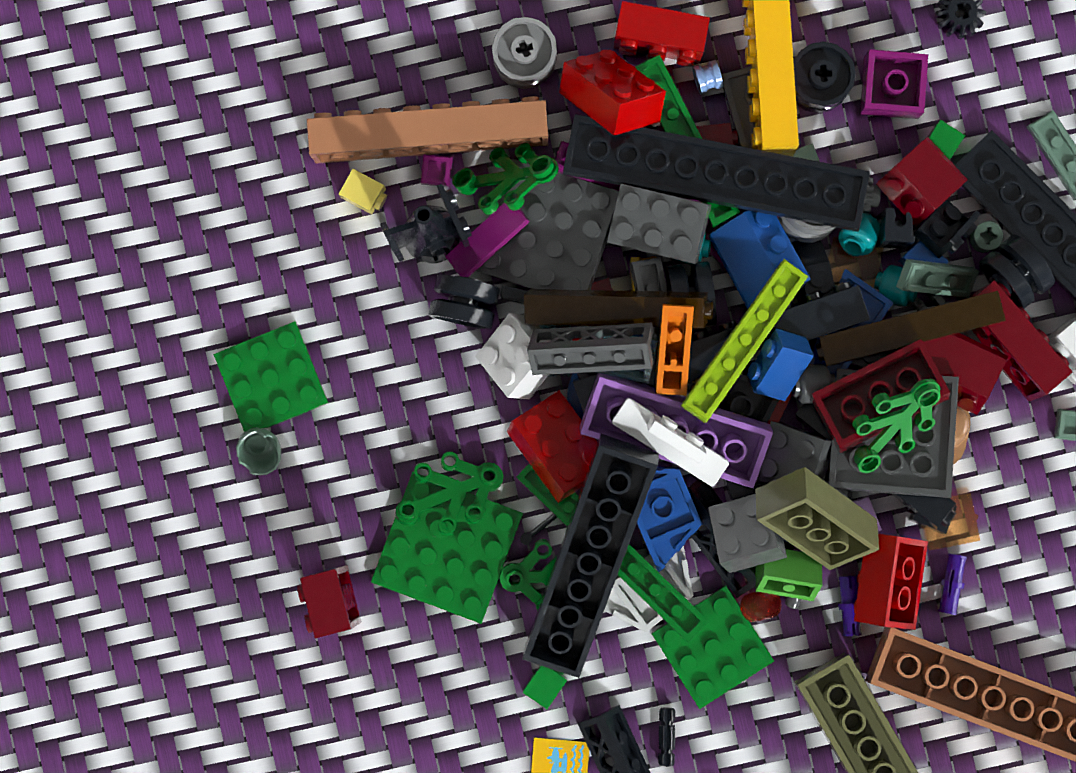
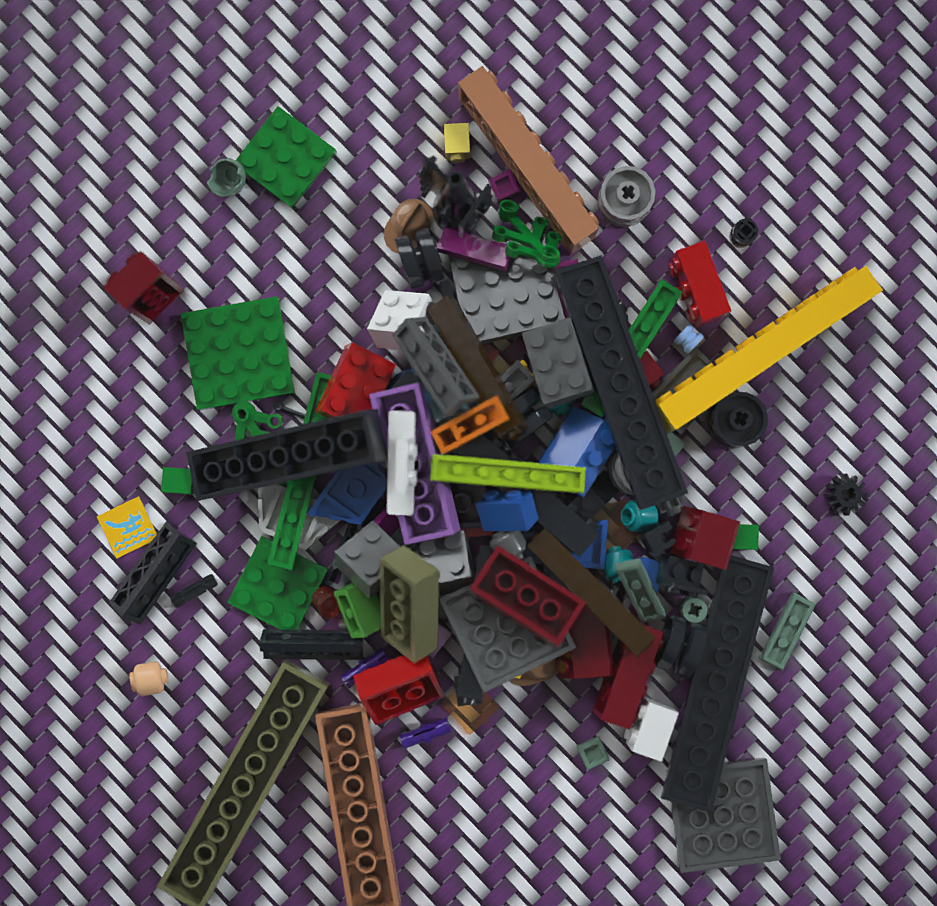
camera: 55 degrees right, 0 degrees up
(414, 290) = (406, 220): none -> medium nougat piece
(453, 490) = (280, 333): green plant -> none
(612, 92) = (634, 273): red brick -> none
(714, 495) = (387, 522): none -> magenta tile
(794, 648) = (310, 645): none -> black fence
(894, 84) = (764, 476): magenta brick -> none
(922, 396) = (543, 626): green plant -> none

